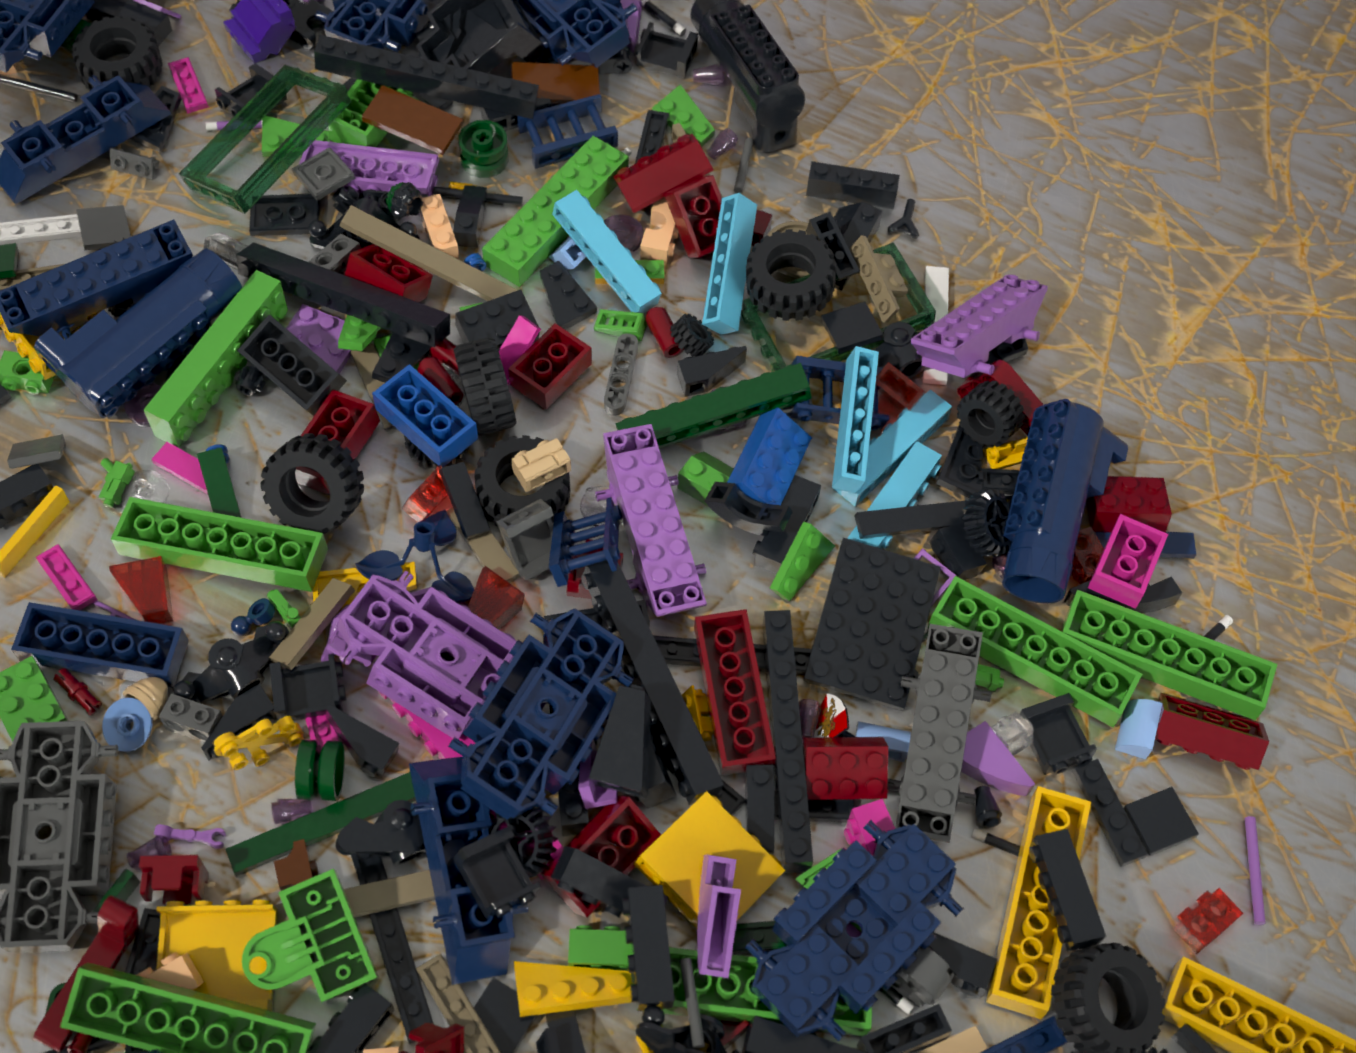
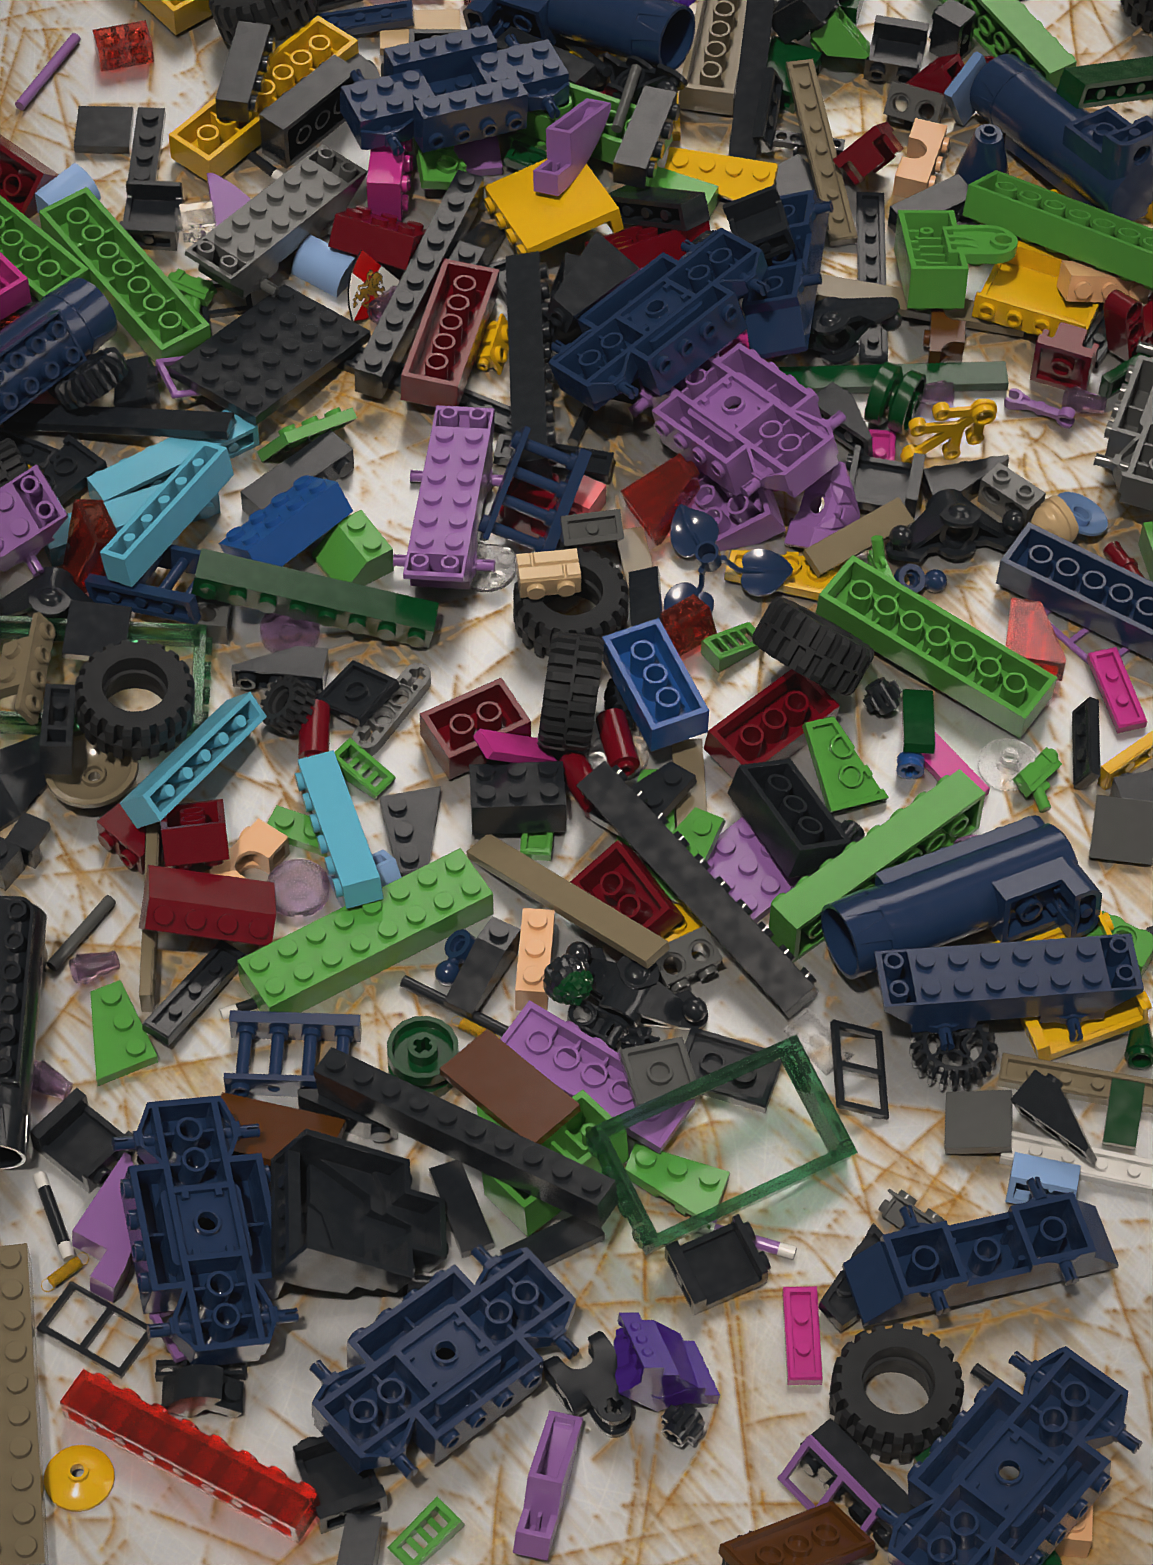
camera: 155 degrees left, 5 degrees down
(48, 234) = (1049, 1108): none -> black slope
(51, 202) = (1055, 1177): none -> light blue brick
(81, 517) = (1086, 743): none -> black tile
(206, 226) = (840, 1065): none -> black window
(252, 499) = (882, 696): none -> black gear
(266, 425) = (840, 771): none -> bright green wing
(389, 495) = (722, 660): none -> bright green slope
(476, 261) = (507, 902): blue bush -> none
(493, 221) = (457, 950): none -> dark blue plate
(549, 593) = (589, 497): none -> coral brick
(650, 372) = (358, 693): none -> black tile
(745, 512) = (328, 464): black arch -> none
(812, 196) = (28, 835): none -> black panel
(986, 809) = (260, 179): black cone -> none
(990, 893) = (305, 113): none -> black brick

